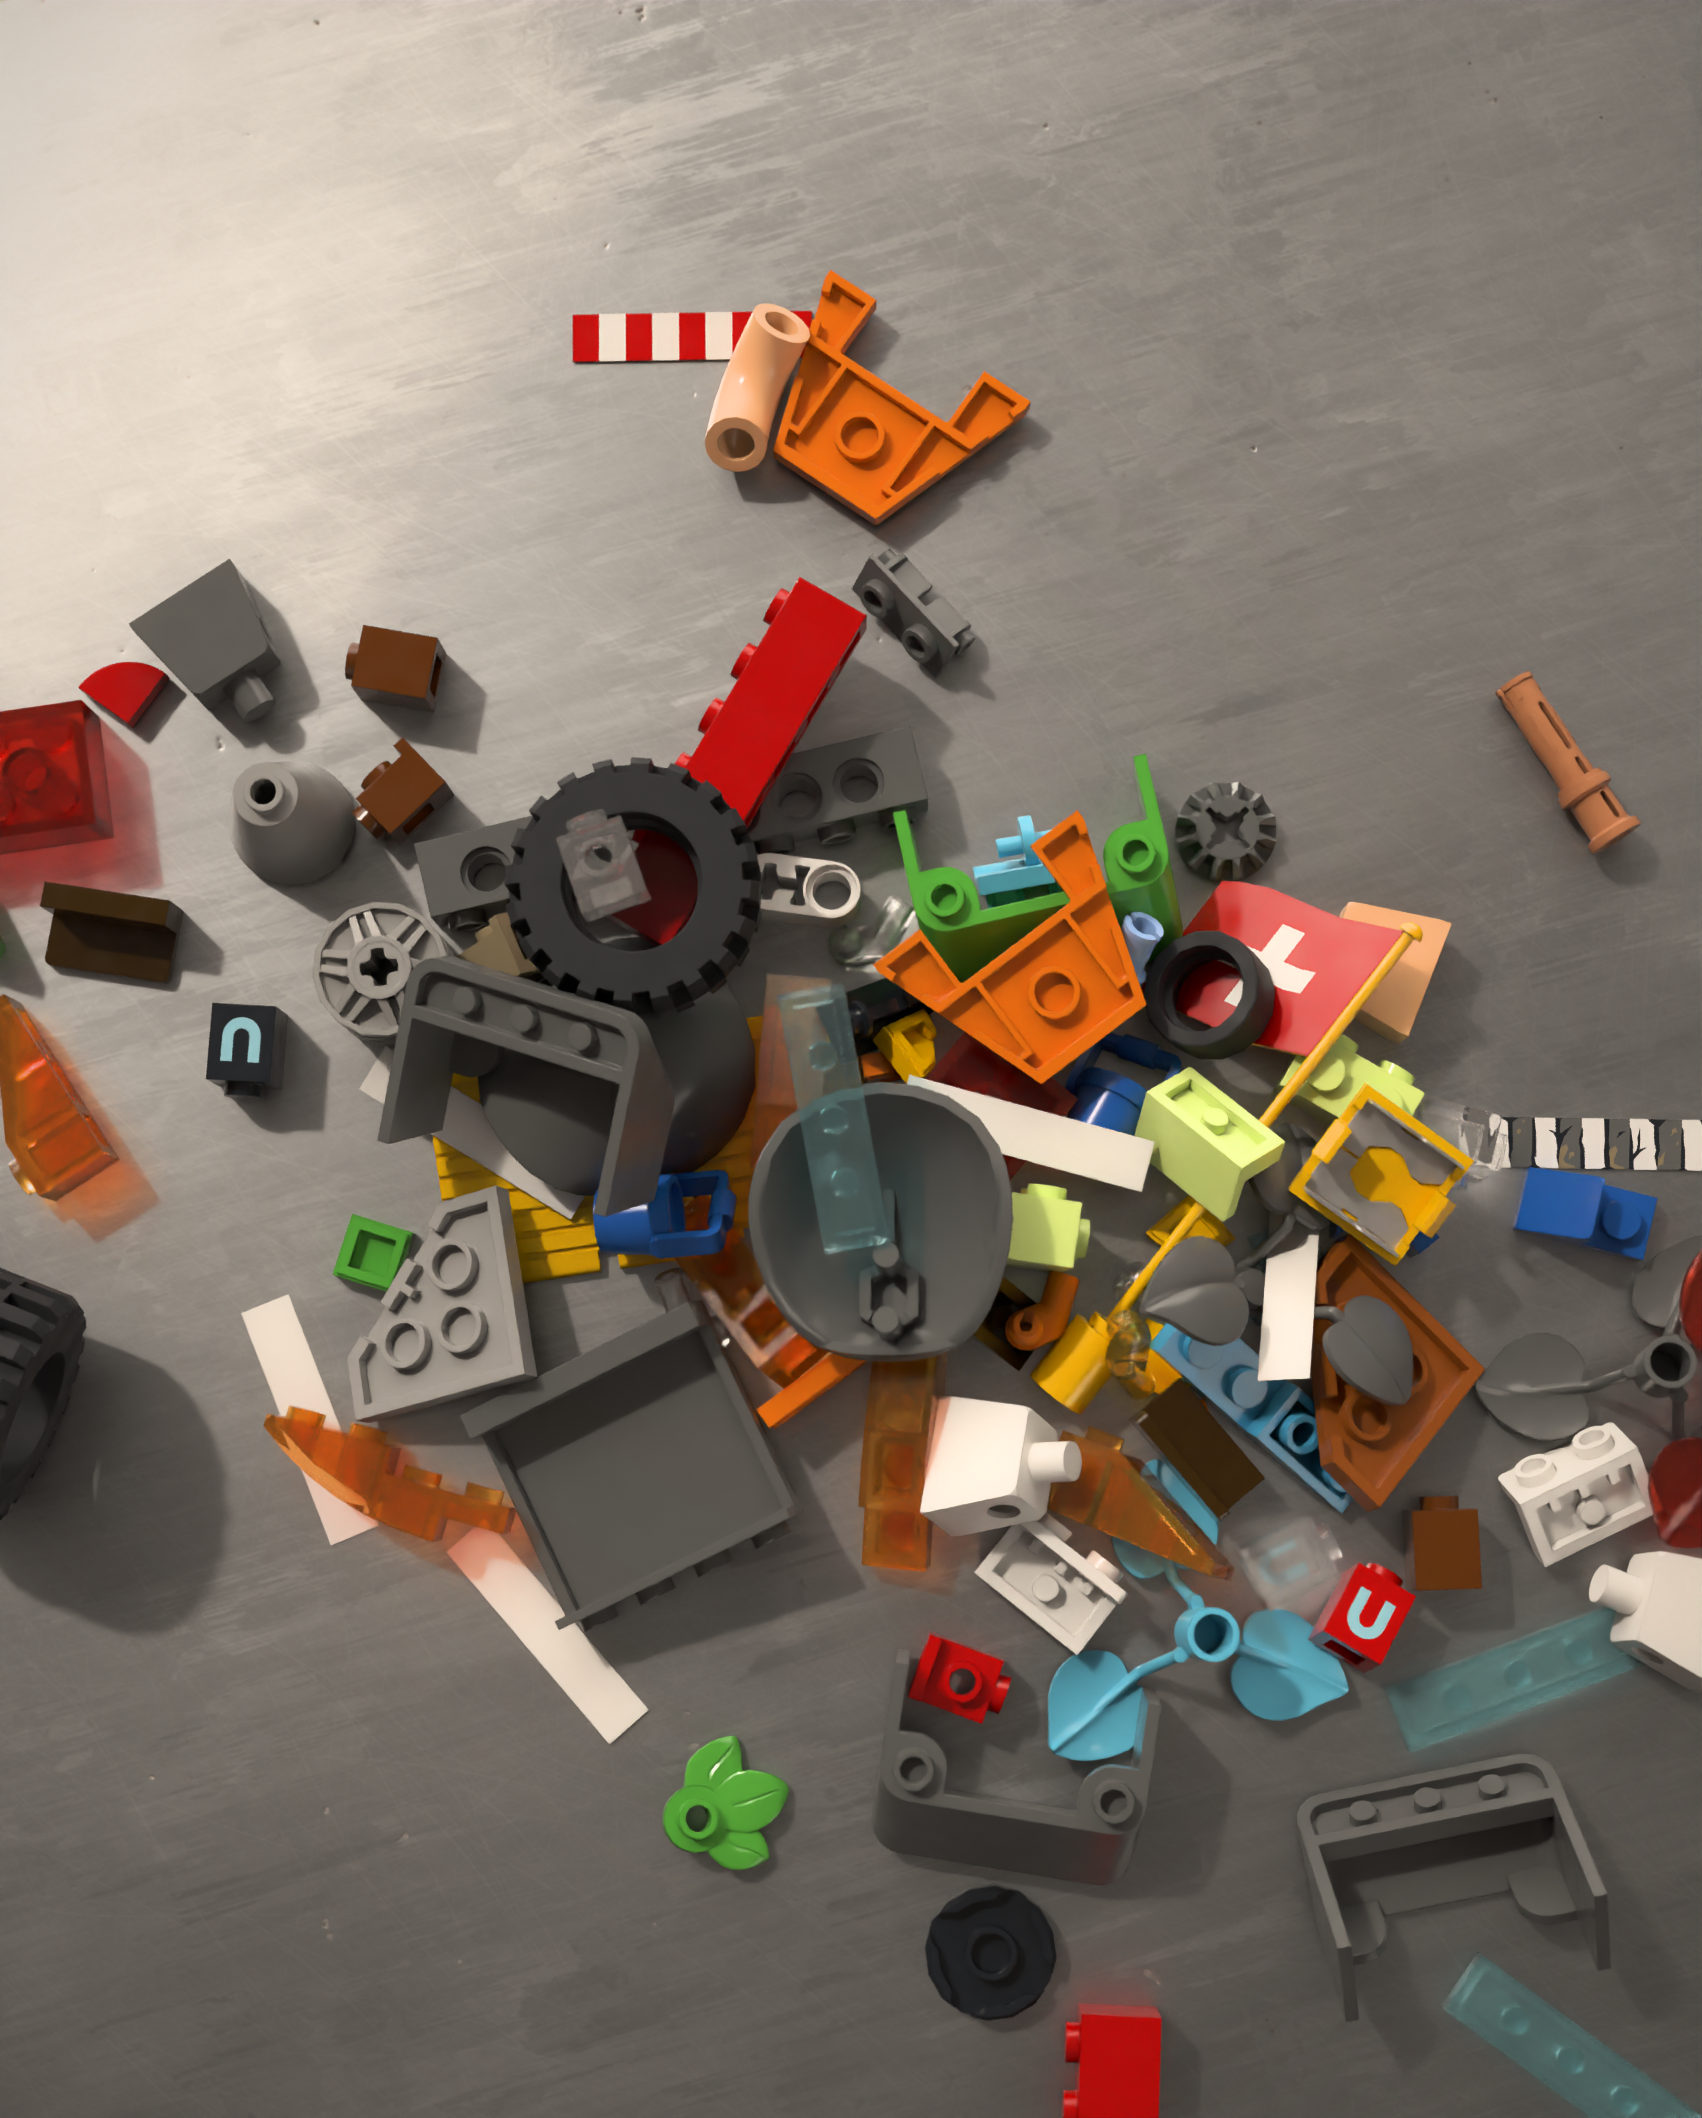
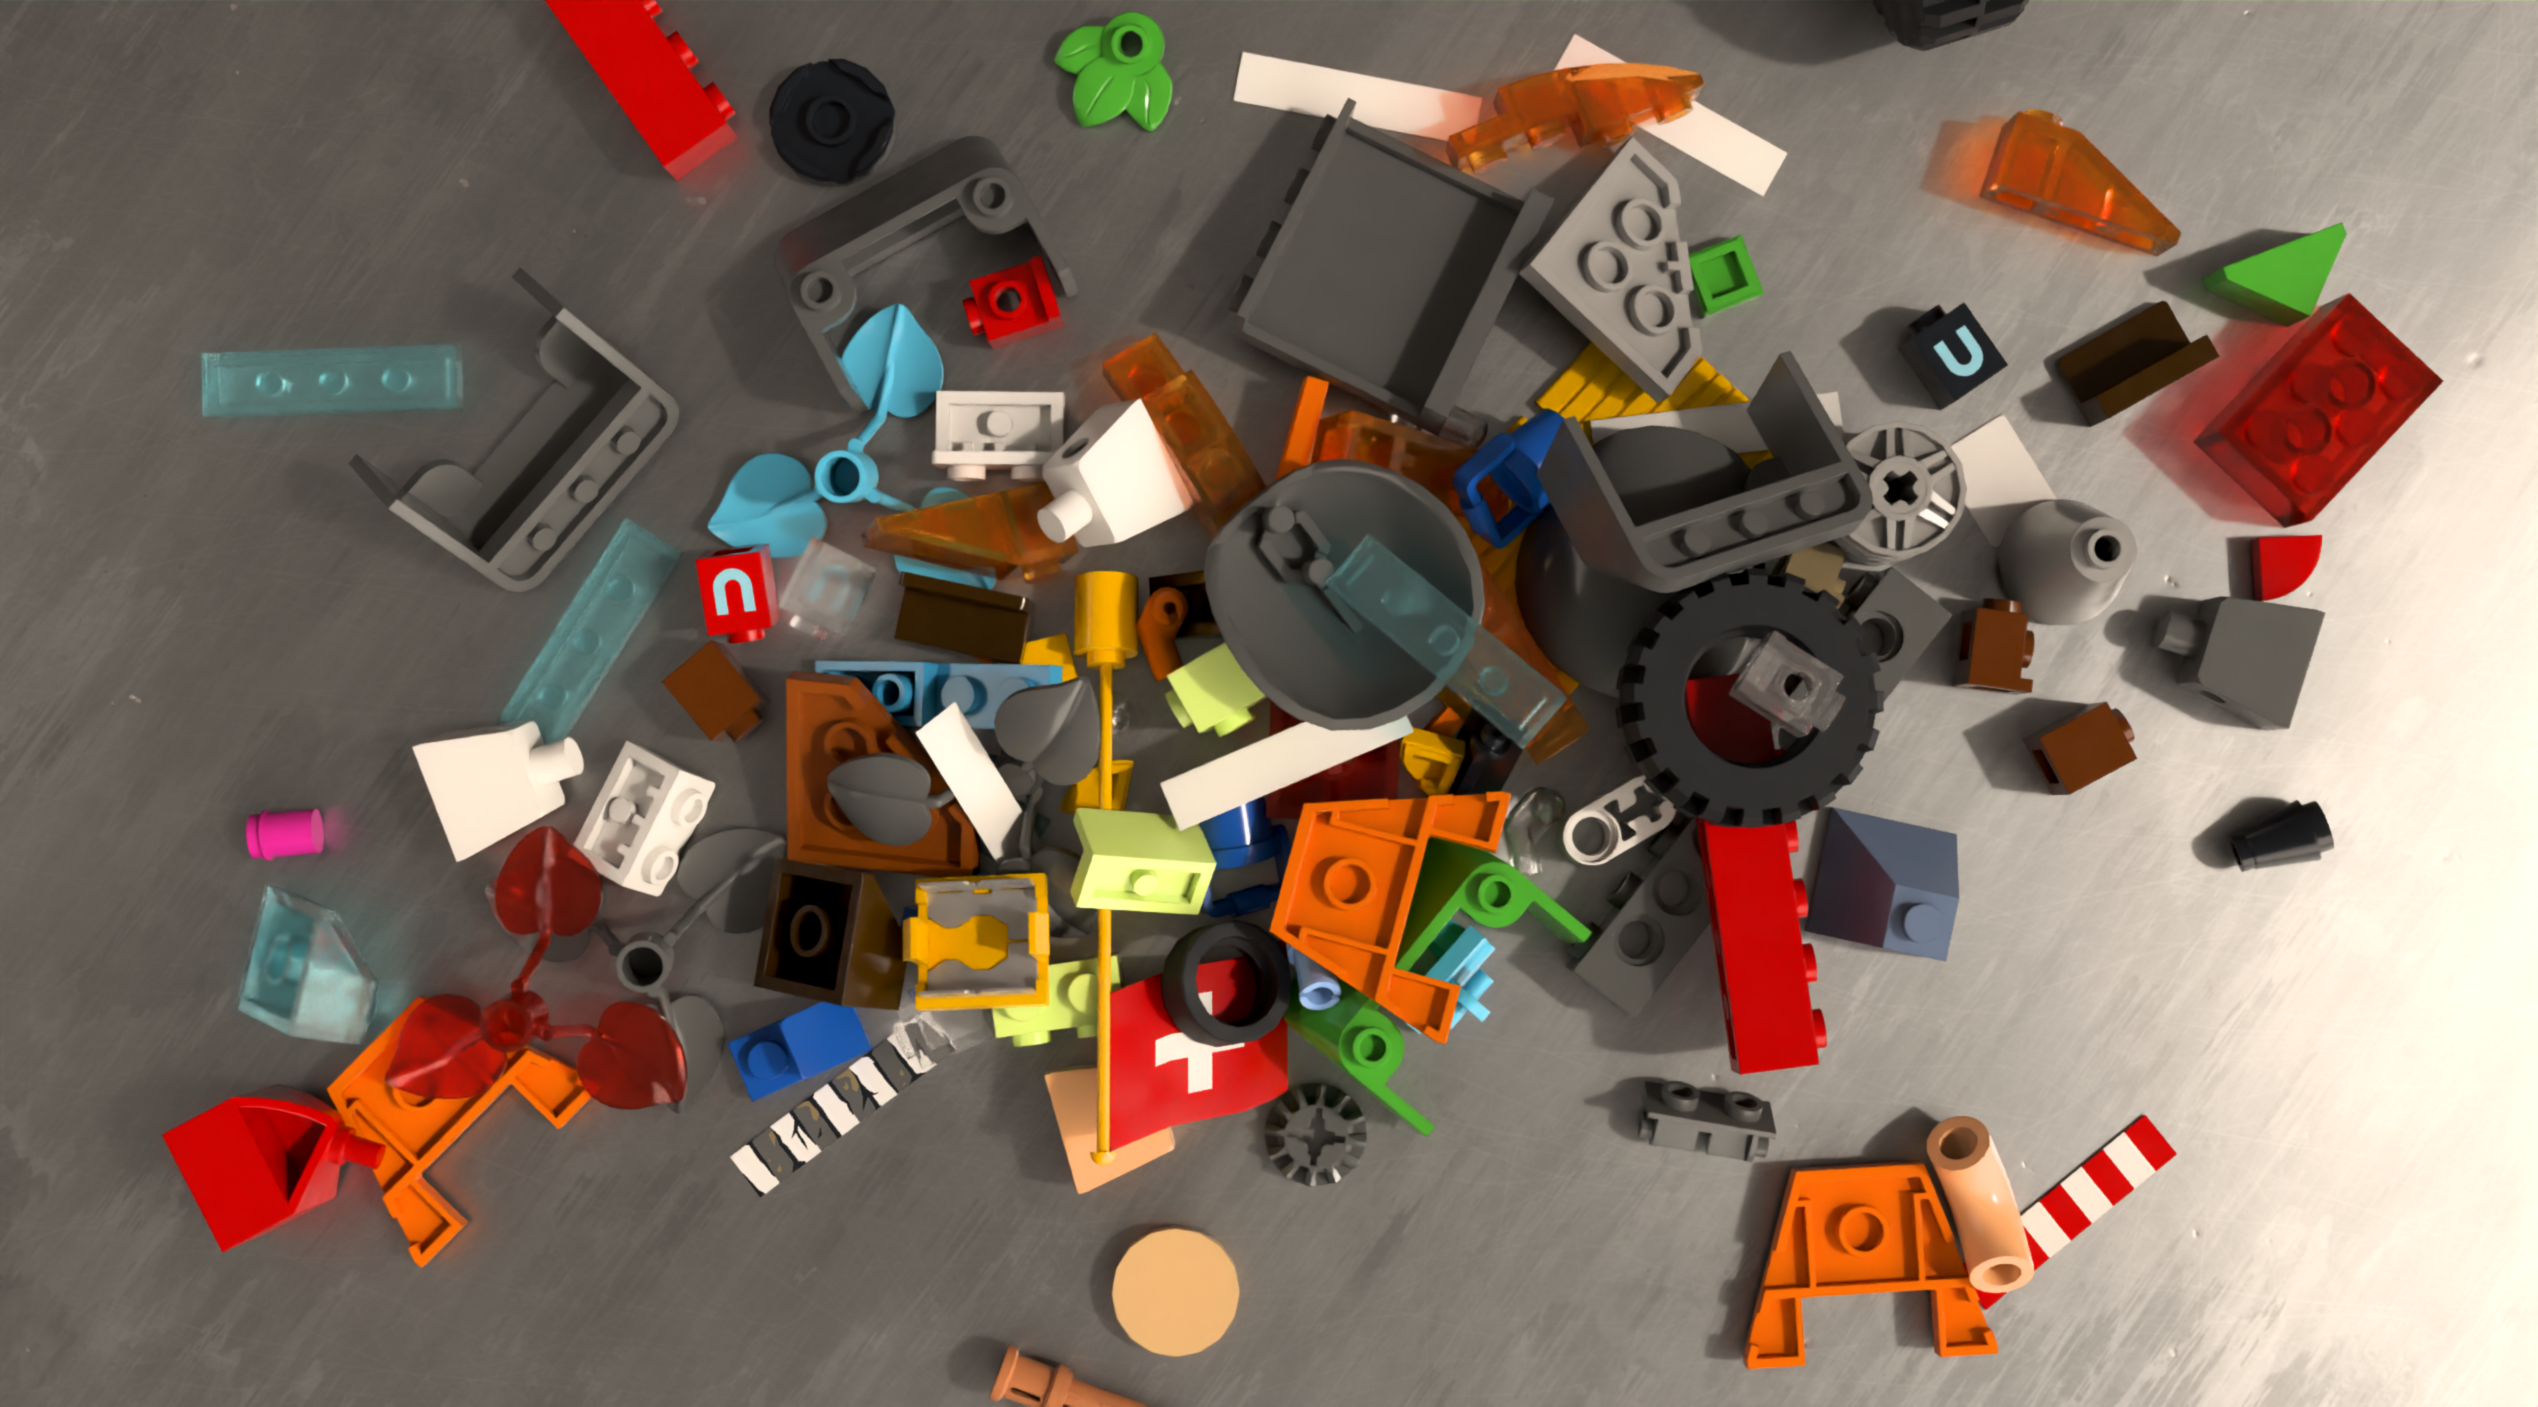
camera: 130 degrees right, 5 degrees up
(287, 927) = (1999, 478): none -> white sticker
(299, 483) = (2283, 838): none -> black cone
(631, 679) = (1886, 885): none -> sand blue slope
(1129, 1353) = (1072, 649): clear yellow arm -> none
(1429, 796) = (1175, 1291): none -> tan tile
(1498, 1274) = (830, 937): none -> dark brown slope

